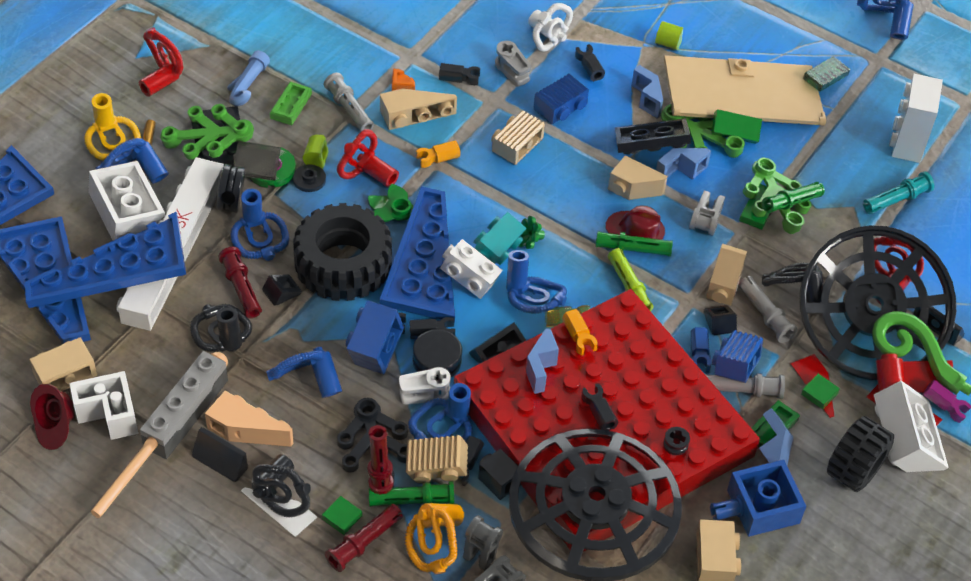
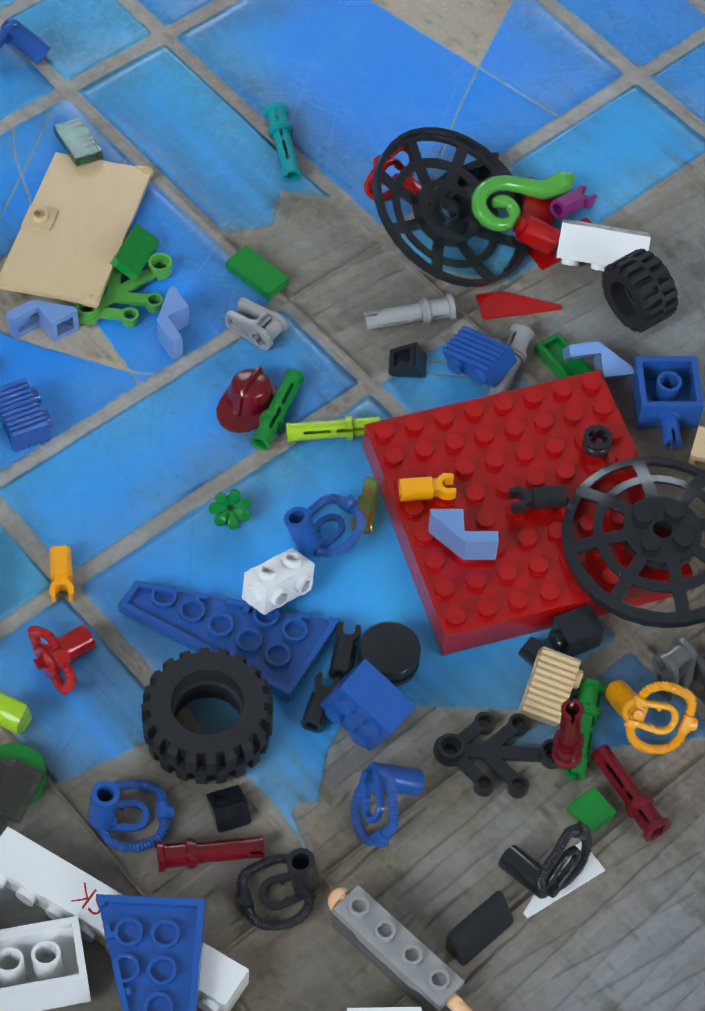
camera: 75 degrees left, 5 degrees up
(231, 188) = (53, 825): black head -> none
(243, 423) = (432, 897): light nougat slope -> none
(309, 178) = (46, 735): black piece -> none
(393, 205) = (126, 652): green plate -> none
(423, 386) = (434, 677): white piece -> none
(456, 409) = (479, 651): blue piece -> none
(498, 343) = (387, 589): black slope -> none
(503, 235) = (237, 540): teal brick -> none
(518, 137) = (69, 478): tan brick -> none
(636, 180) = (180, 378): tan slope -> none
(652, 136) = (126, 336): black plate -> none
(700, 347) = (447, 391): blue bar -> none
(726, 274) = (364, 332): tan slope -> none
(766, 170) = (212, 247): bright green plant -> none
(786, 199) = (272, 238): green pin -> none
(795, 273) = (397, 258): black piece -> none
(820, 391) = (532, 304): green tile -> none
(916, 117) = (203, 78): white brick -> none

